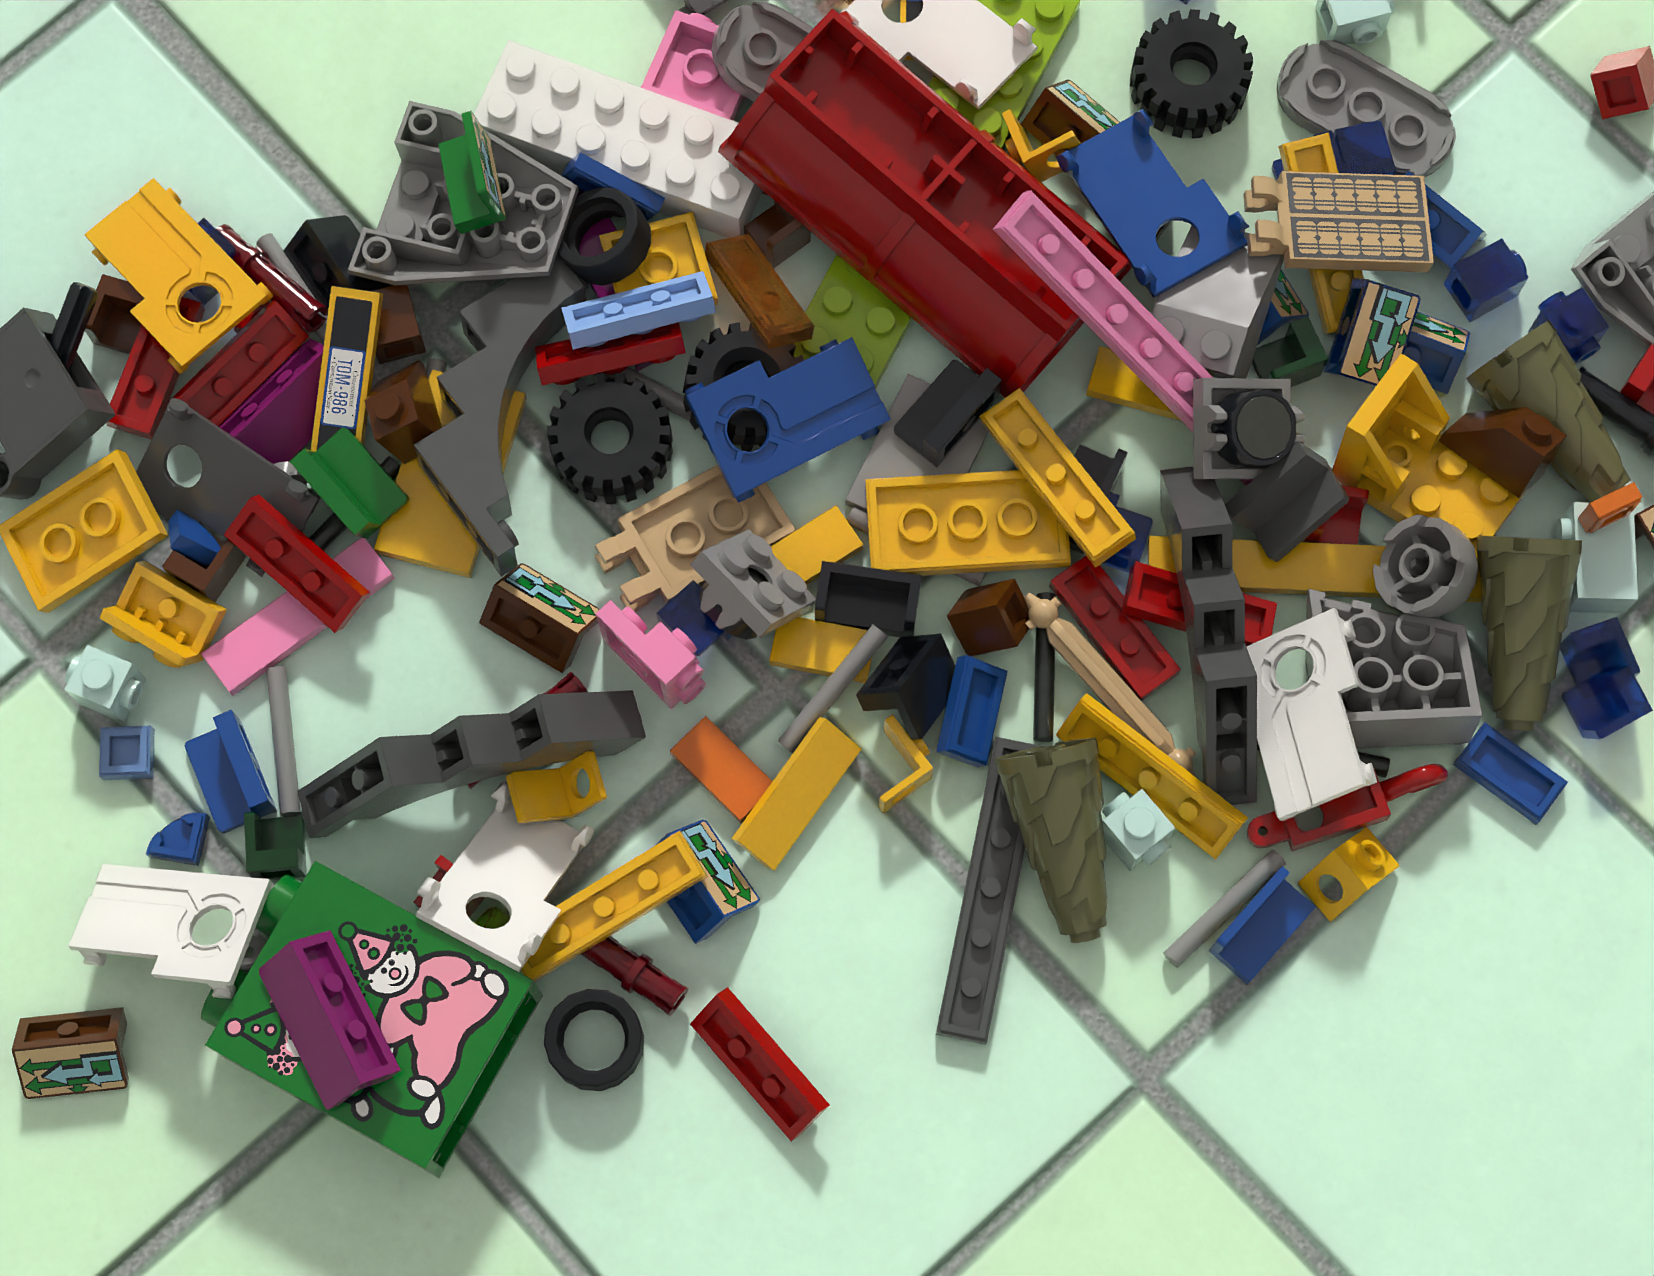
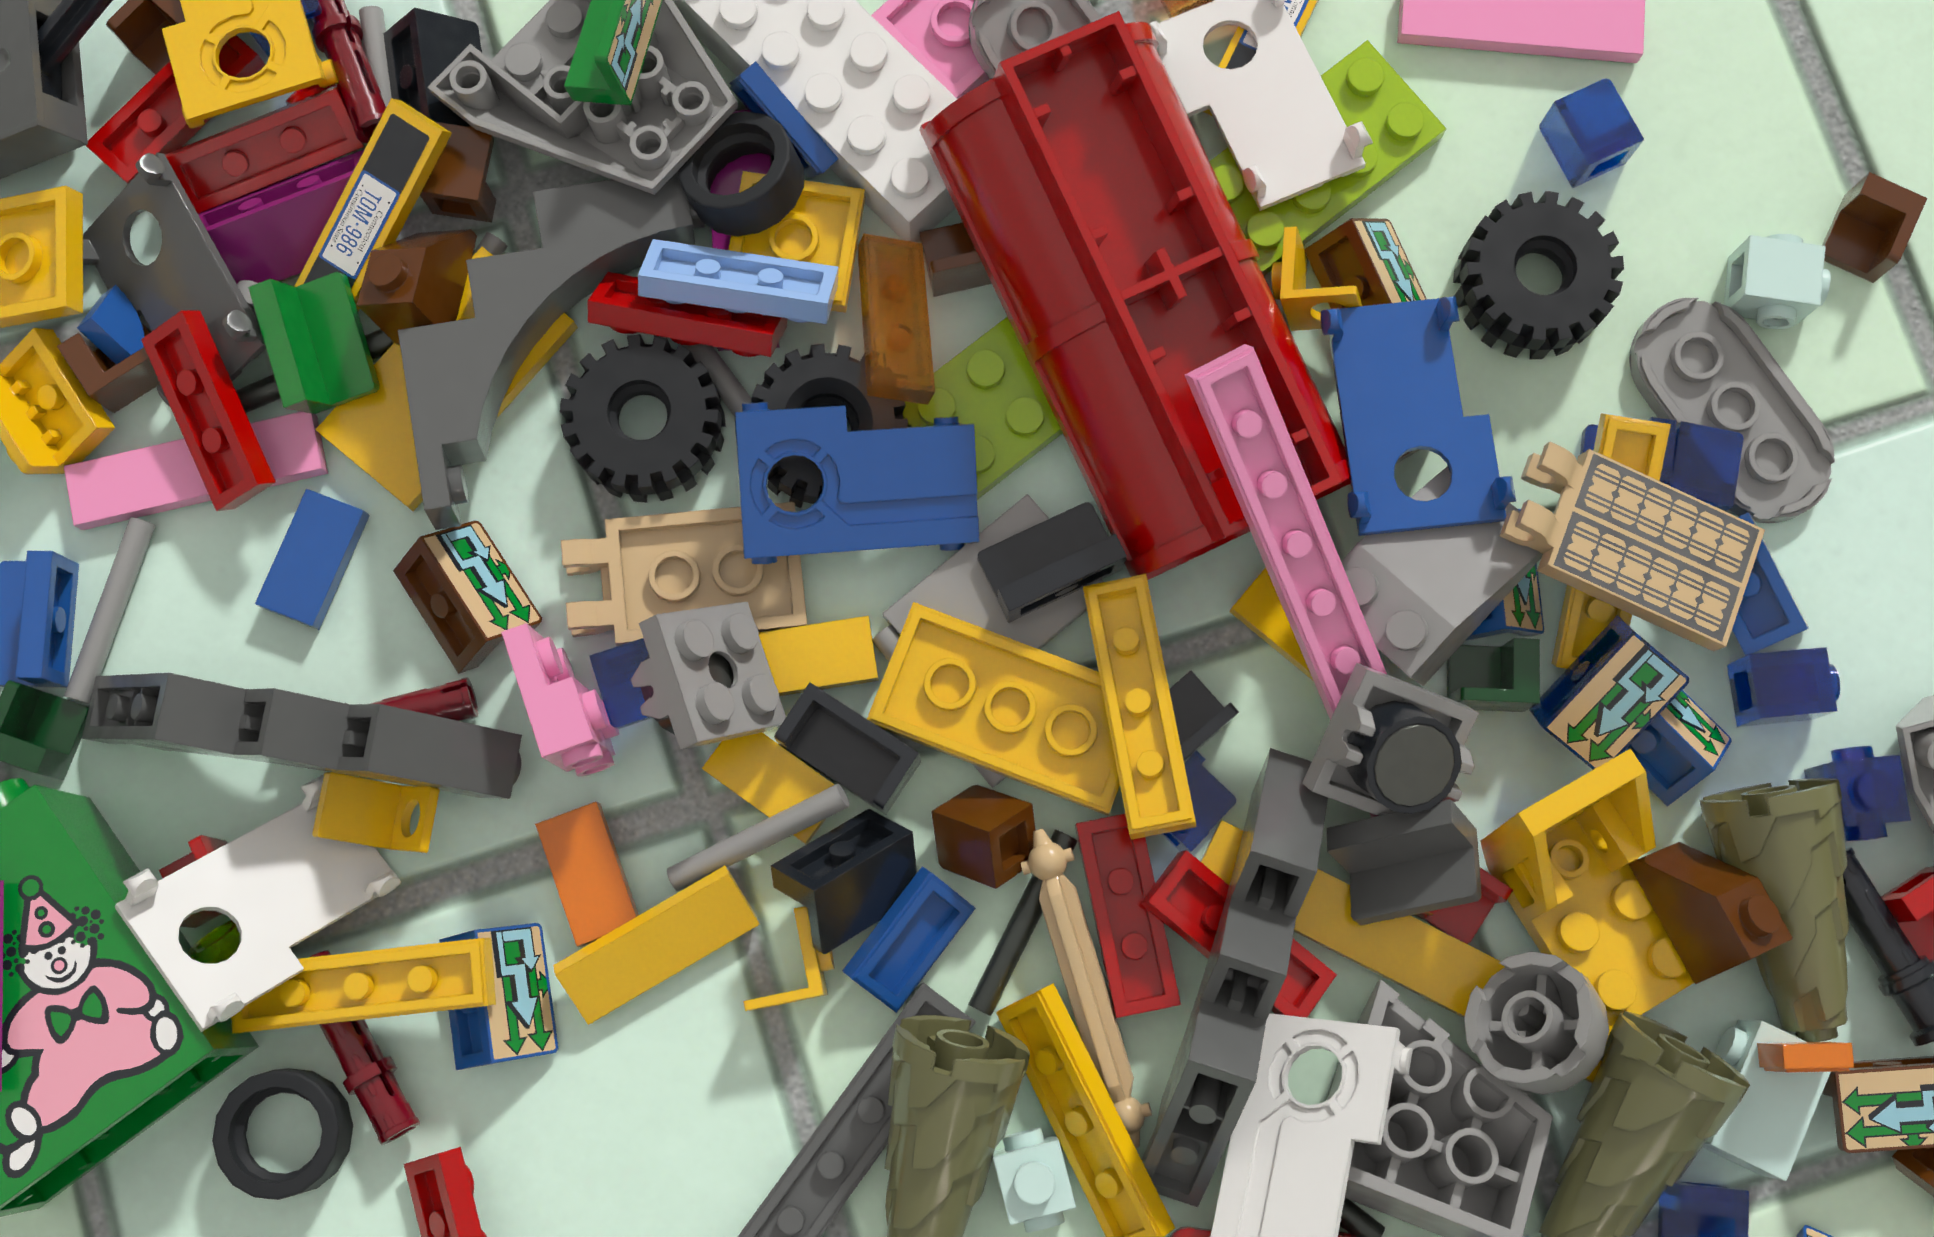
camera: 25 degrees right, 5 degrees up
(415, 641) = (312, 559): none -> blue tile

